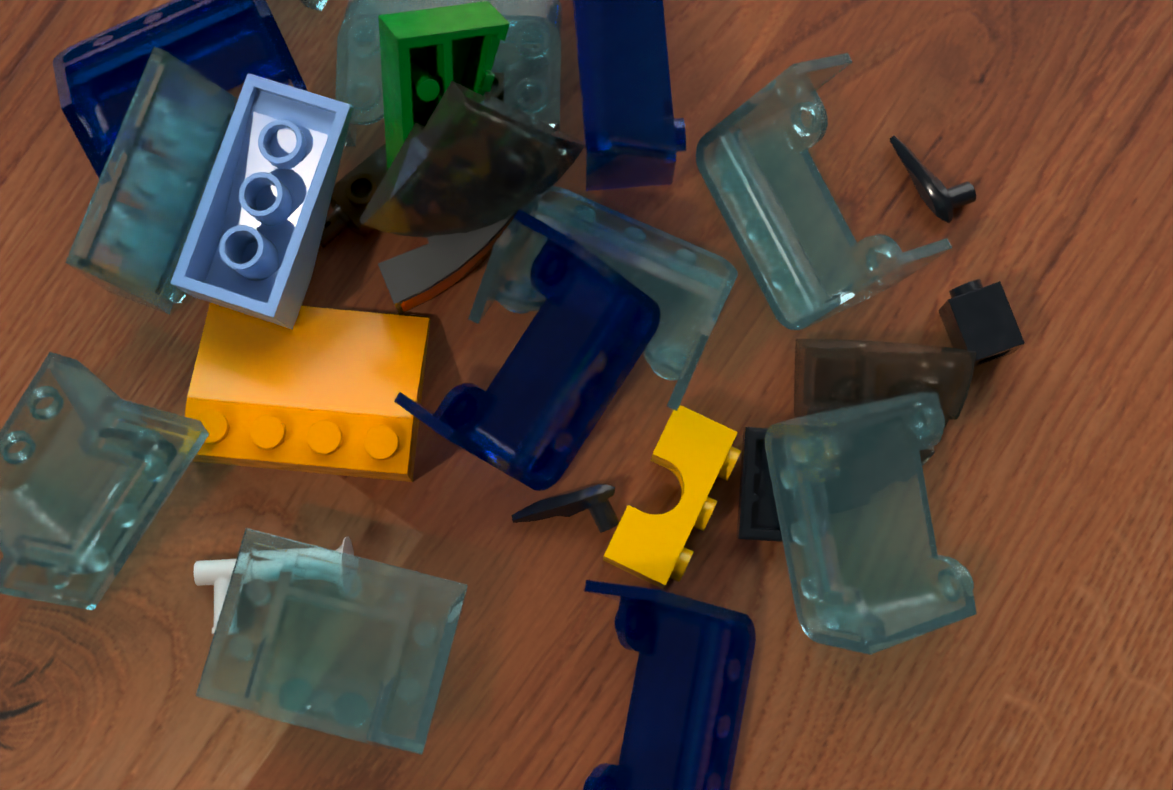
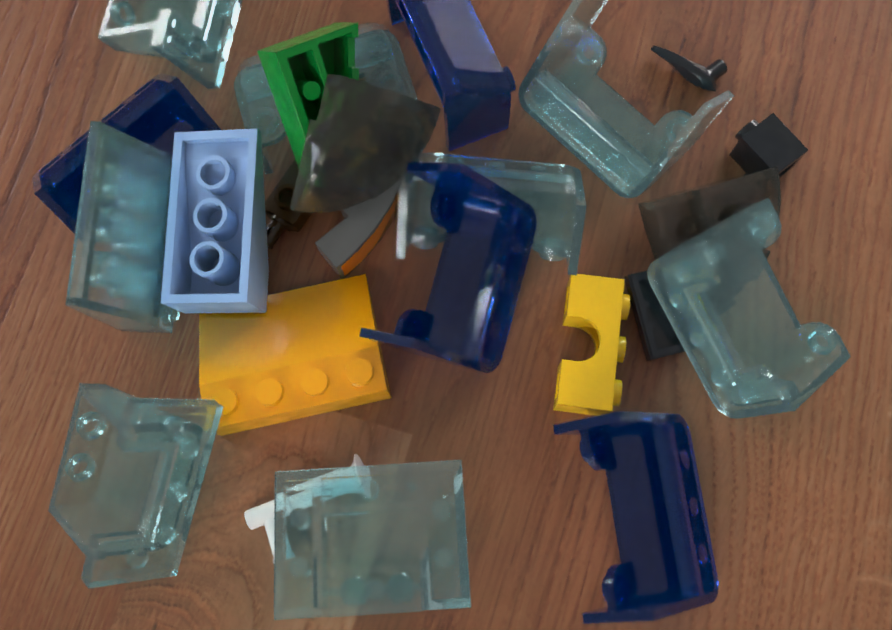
camera: 10 degrees left, 5 degrees down
(572, 502) = (514, 375): black bar -> none

